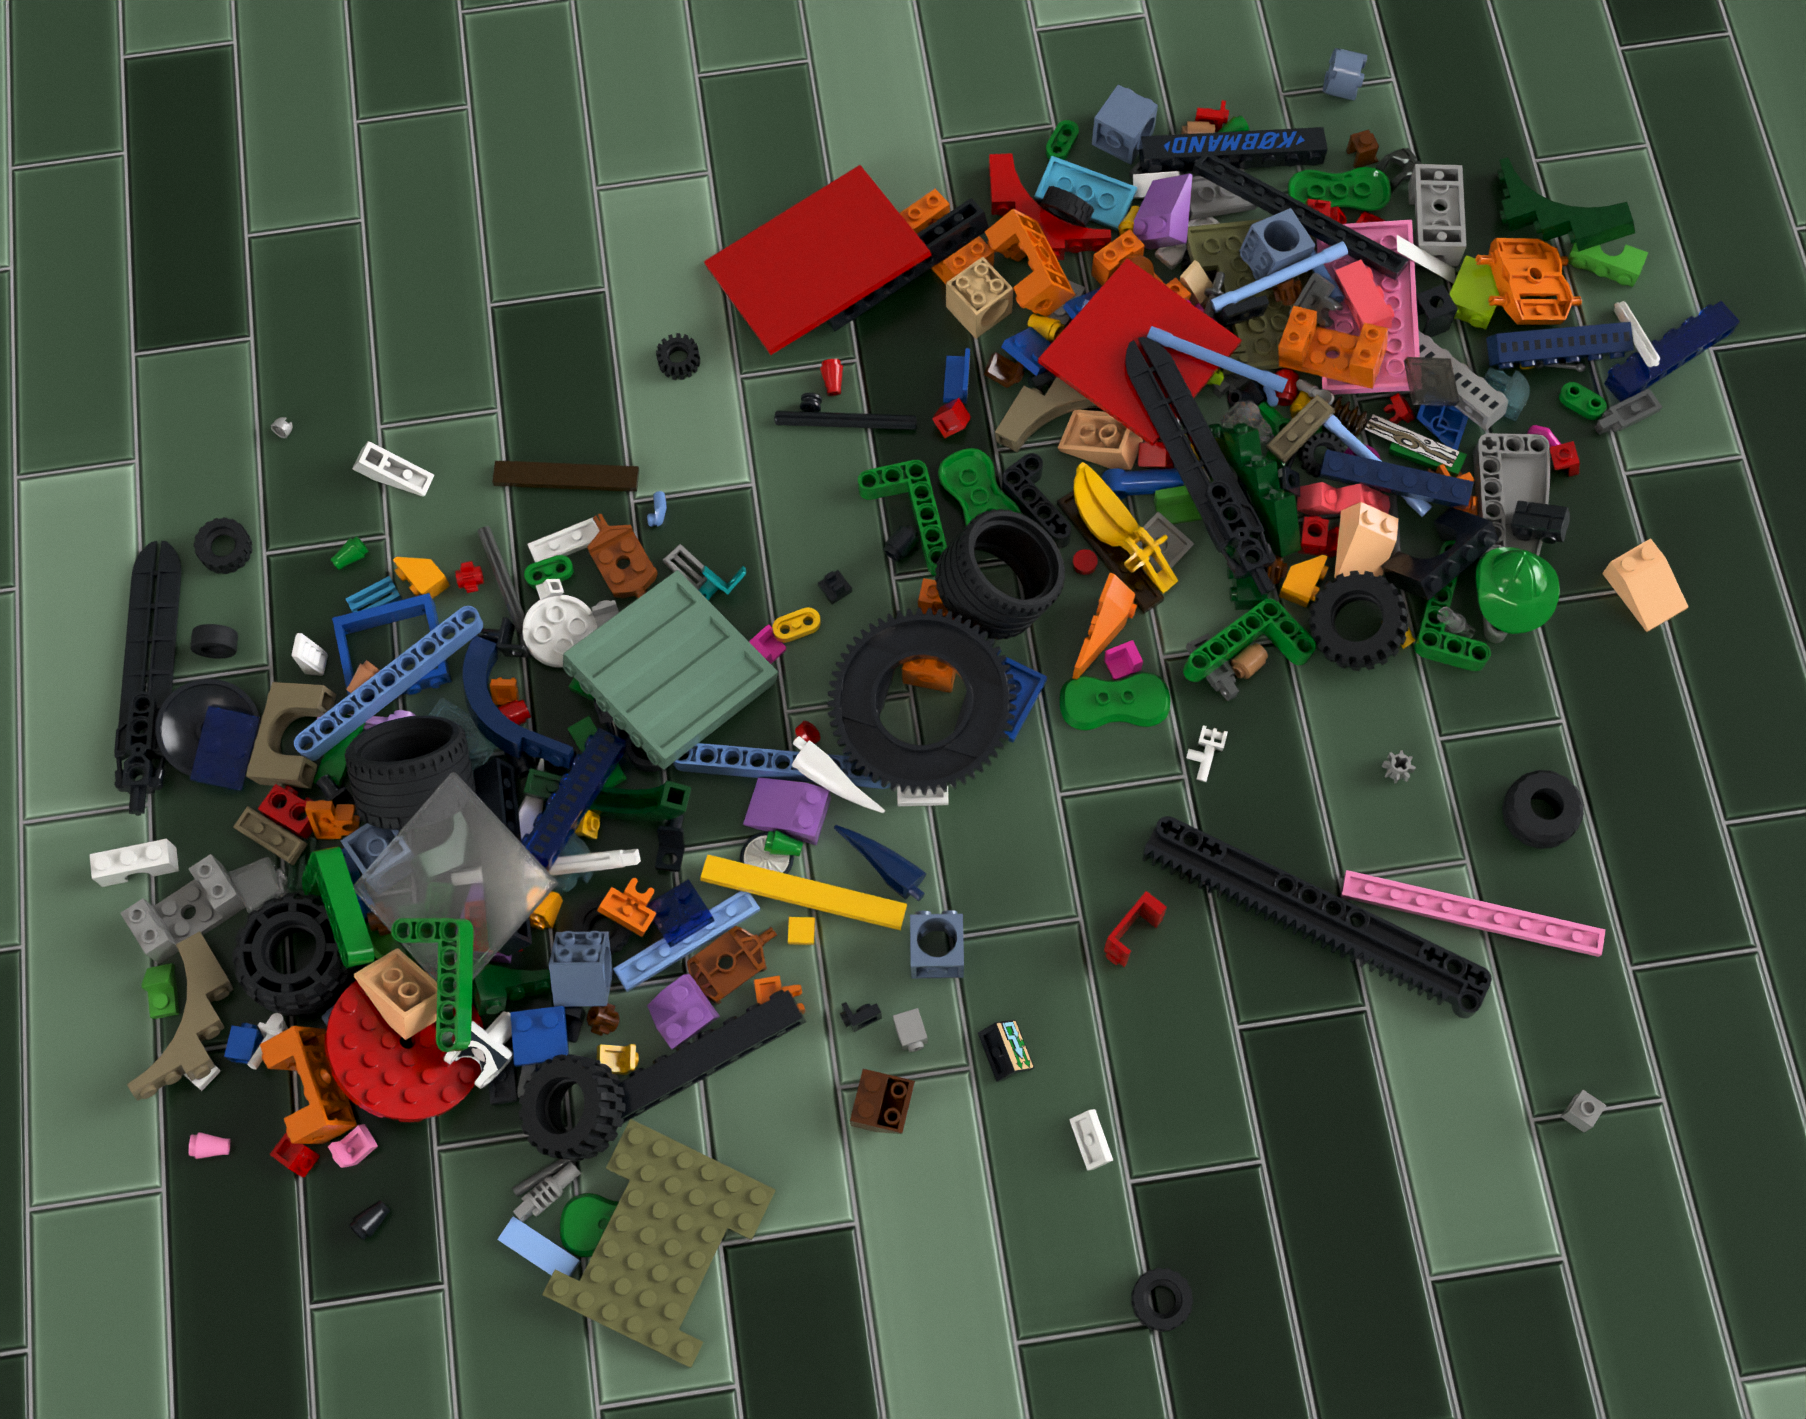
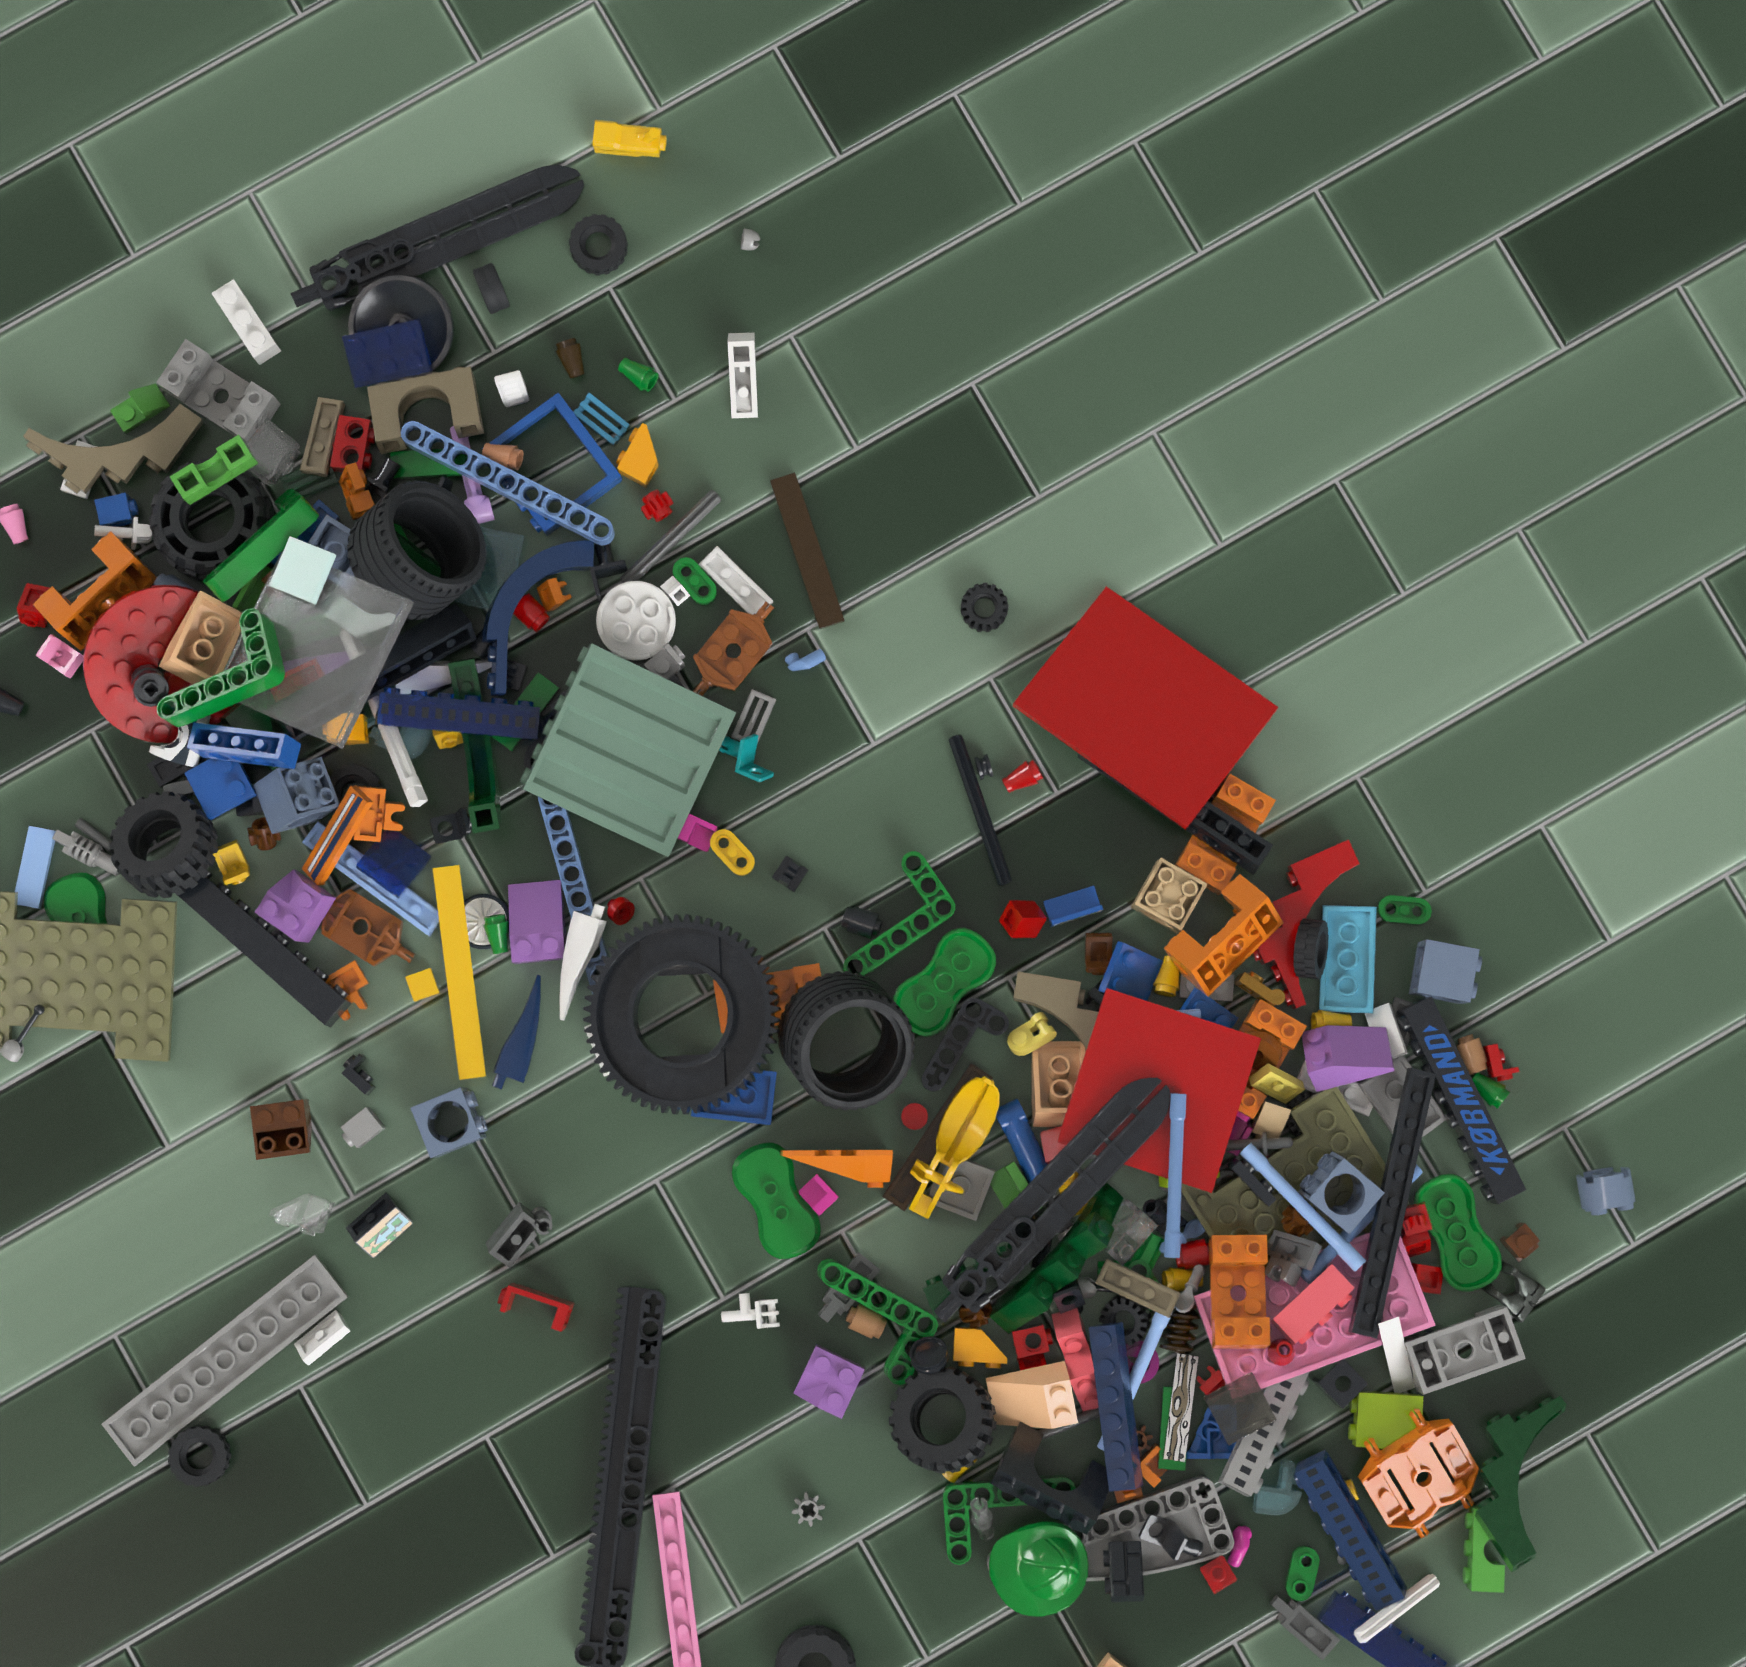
camera: 65 degrees right, 15 degrees up
(147, 489) = (627, 140): none -> yellow piece
(253, 934) = (201, 479): none -> bright green arch
(307, 602) = (571, 357): none -> dark brown cone
(380, 871) = (302, 570): none -> light aqua tile
(418, 1055) = (149, 685): none -> black wheel
(514, 987) = (244, 745): none -> blue brick
(633, 946) = (337, 835): none -> orange tile
(703, 1333) = (14, 1048): none -> hinge
(969, 1109) = (306, 1211): none -> clear slope
(1053, 453) = (1022, 1040): none -> light yellow plate
(1061, 924) = (518, 1232): none -> dark grey hinge
(1080, 258) = (1253, 985): none -> pearl gold plate
(1080, 1243) = (225, 1360): none -> light grey plate
(1167, 270) = (1276, 1083): none -> light yellow plate
(1291, 708) = (829, 1381): none -> medium lavender slope
(1299, 609) = (928, 1355): none -> black piece
(1396, 331) = (1274, 1354): none -> red cone
(1522, 479) = (1171, 1538): none -> black bracket

